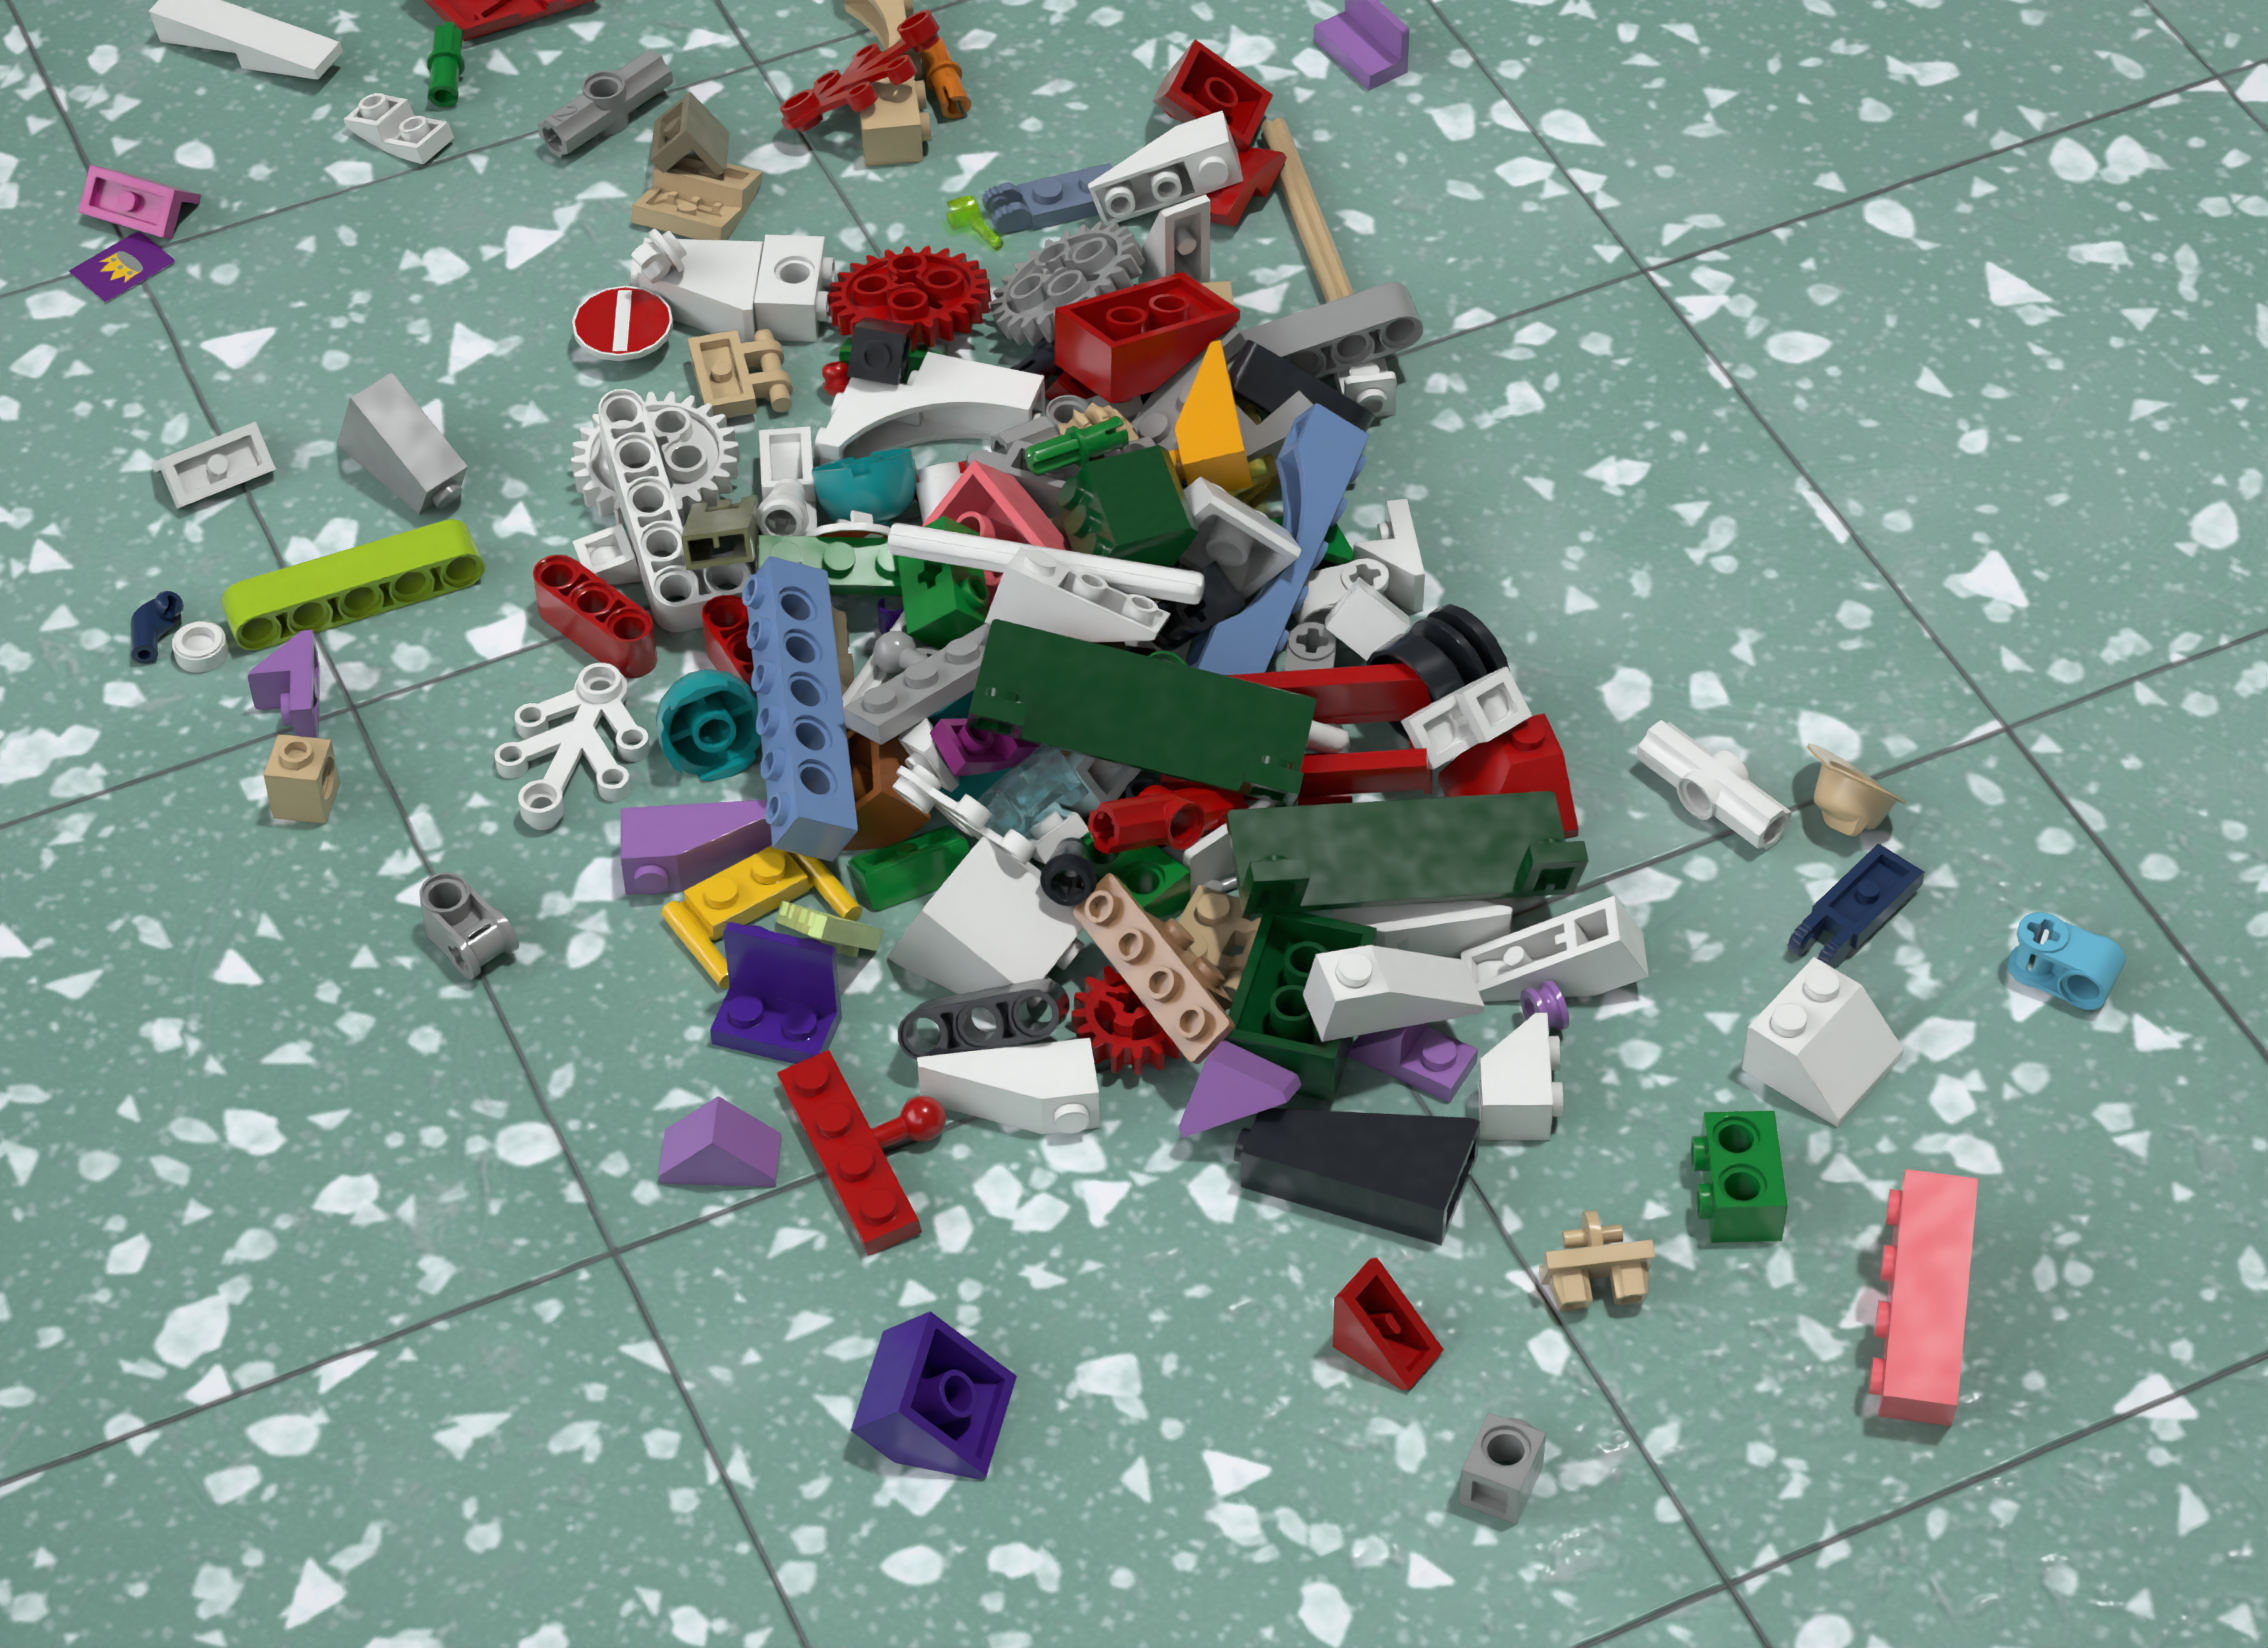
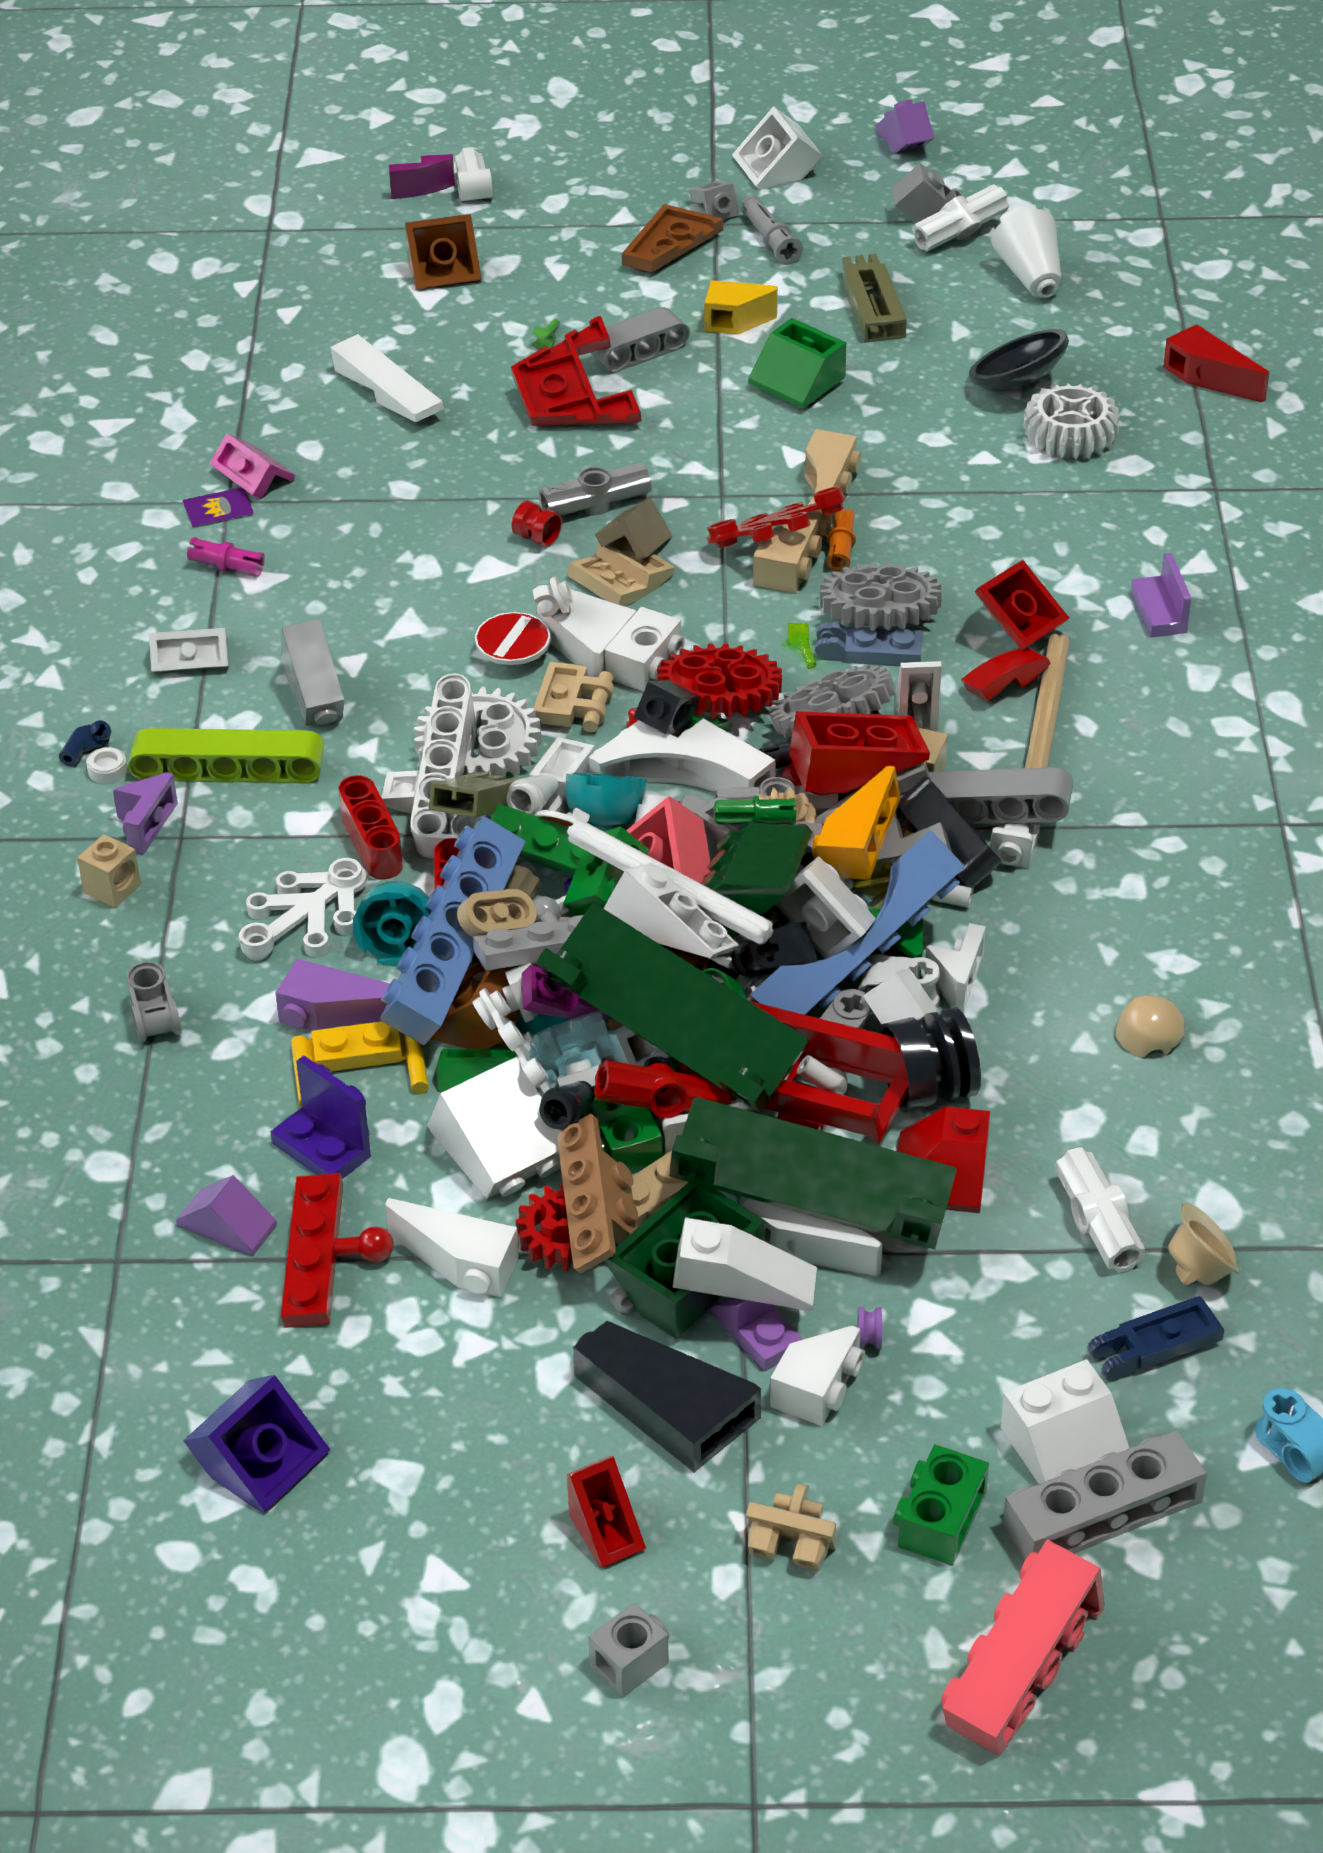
camera: 25 degrees right, 5 degrees down
(182, 328) = (225, 556): none -> dark pink pin
(395, 129) = (449, 469): white slope -> none
(445, 65) = (505, 436): green axle -> none
(556, 167) = (533, 522): none -> red wheel
(841, 933) = (385, 1089): yellowish green wing -> none
(851, 670) = (490, 911): none -> tan plate
(1007, 1005) = (470, 1188): black beam -> none
(1037, 134) = (880, 596): none -> light grey gear
(1169, 170) = (960, 645): white slope -> none
(1235, 1086) = (595, 1295): medium lavender slope -> none
(1467, 717) = (923, 1093): white slope -> none
(1578, 951) = (912, 1294): white slope -> none
(1642, 555) = (1150, 1025): none -> tan hair
(1905, 1105) = (1106, 1496): none -> light grey brick

